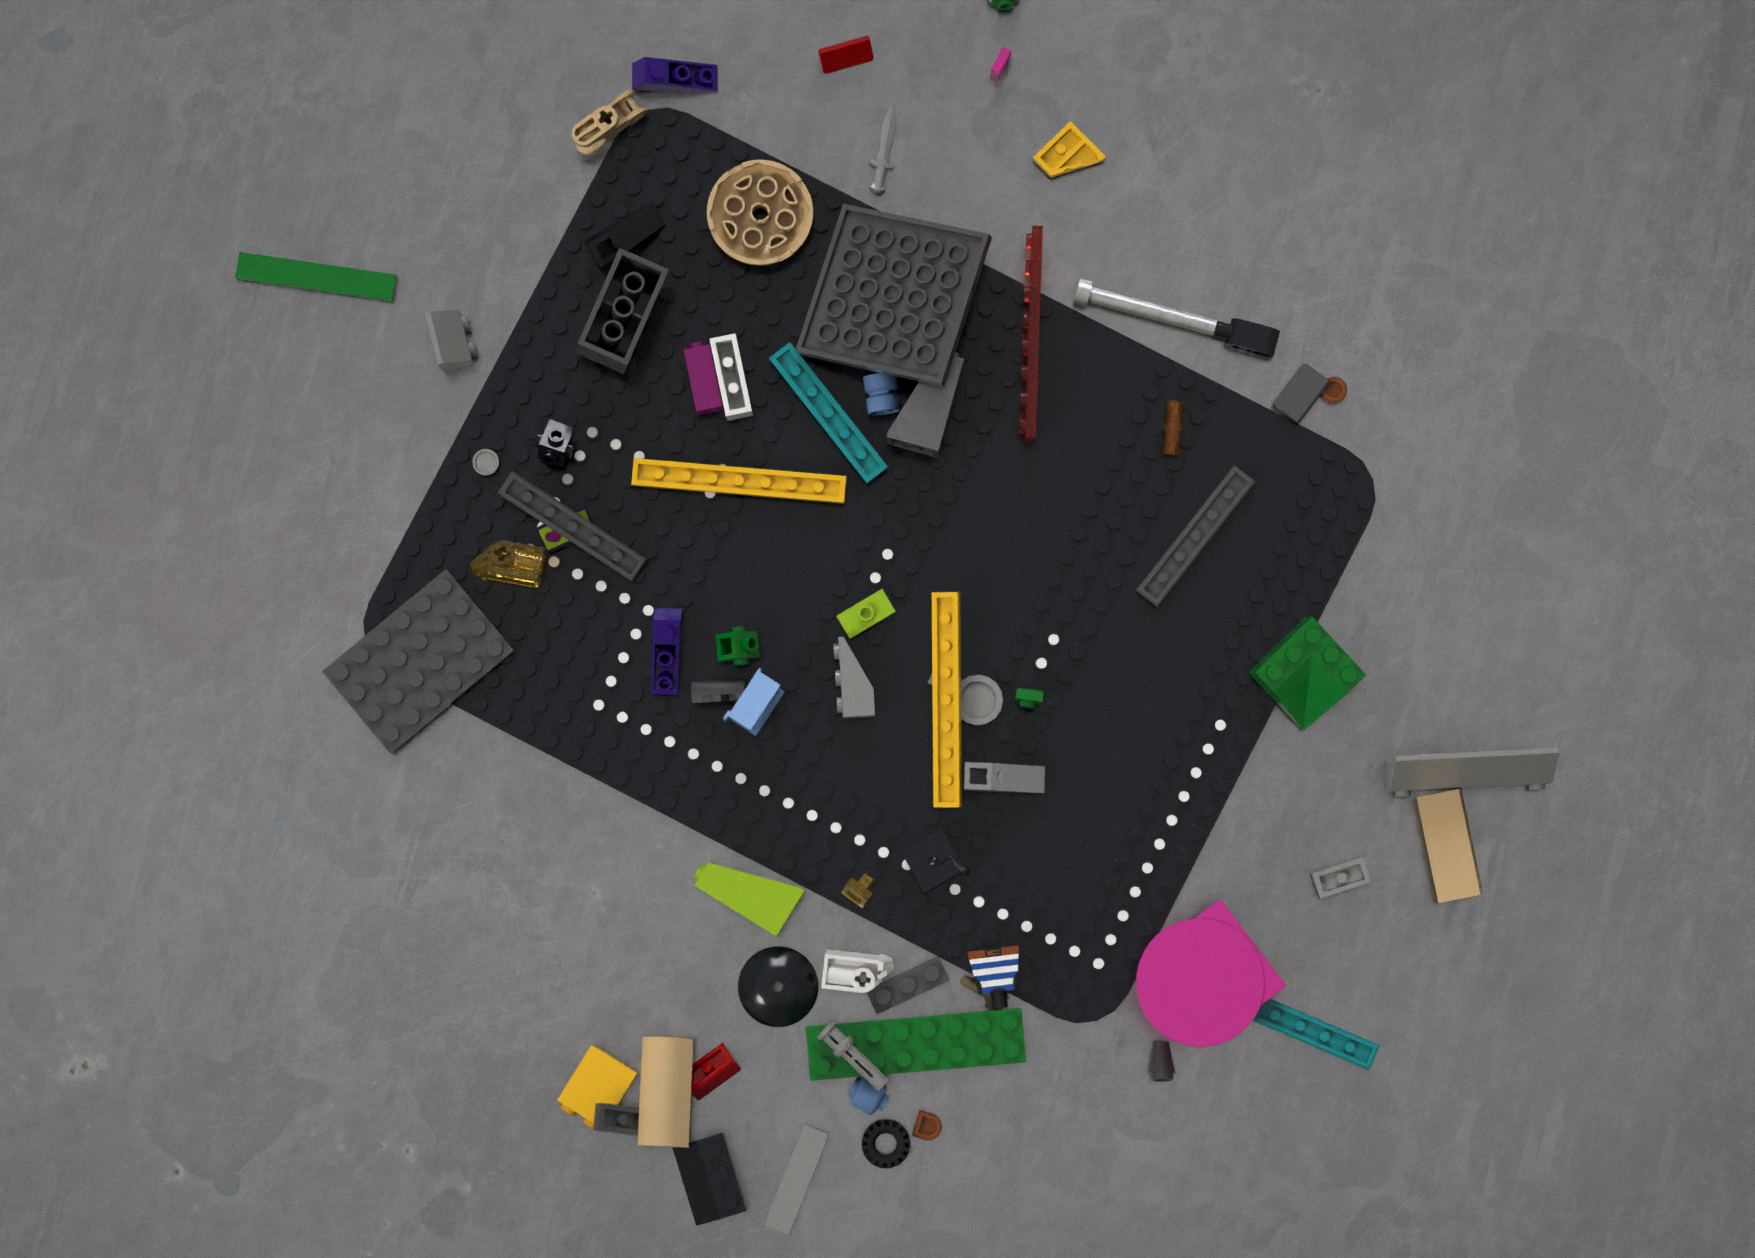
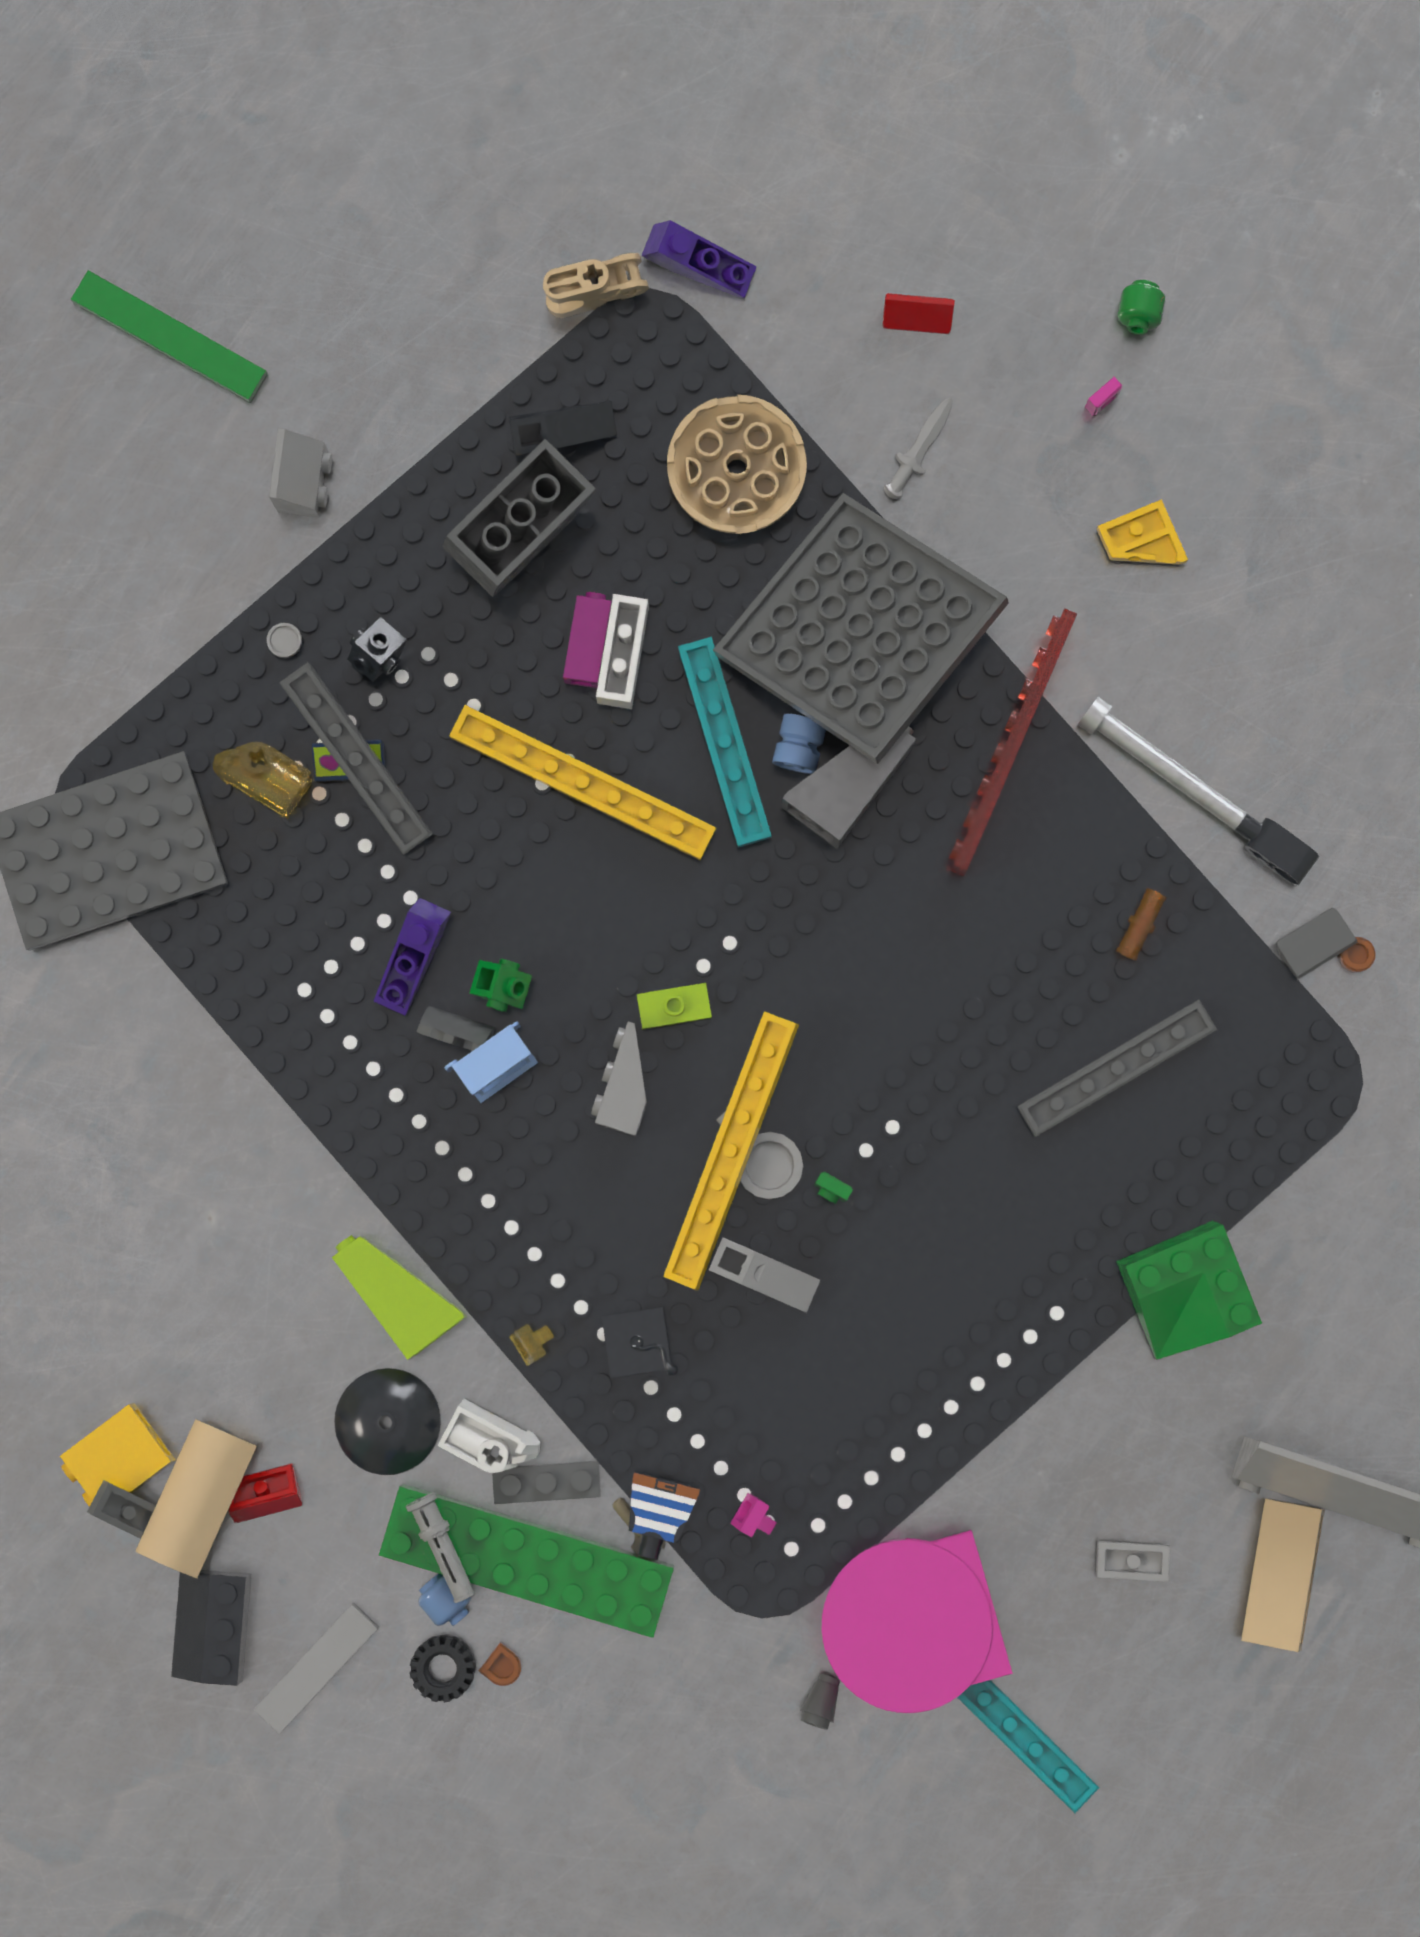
camera: 20 degrees right, 0 degrees up
(1062, 950) = (752, 1516): none -> dark pink tile

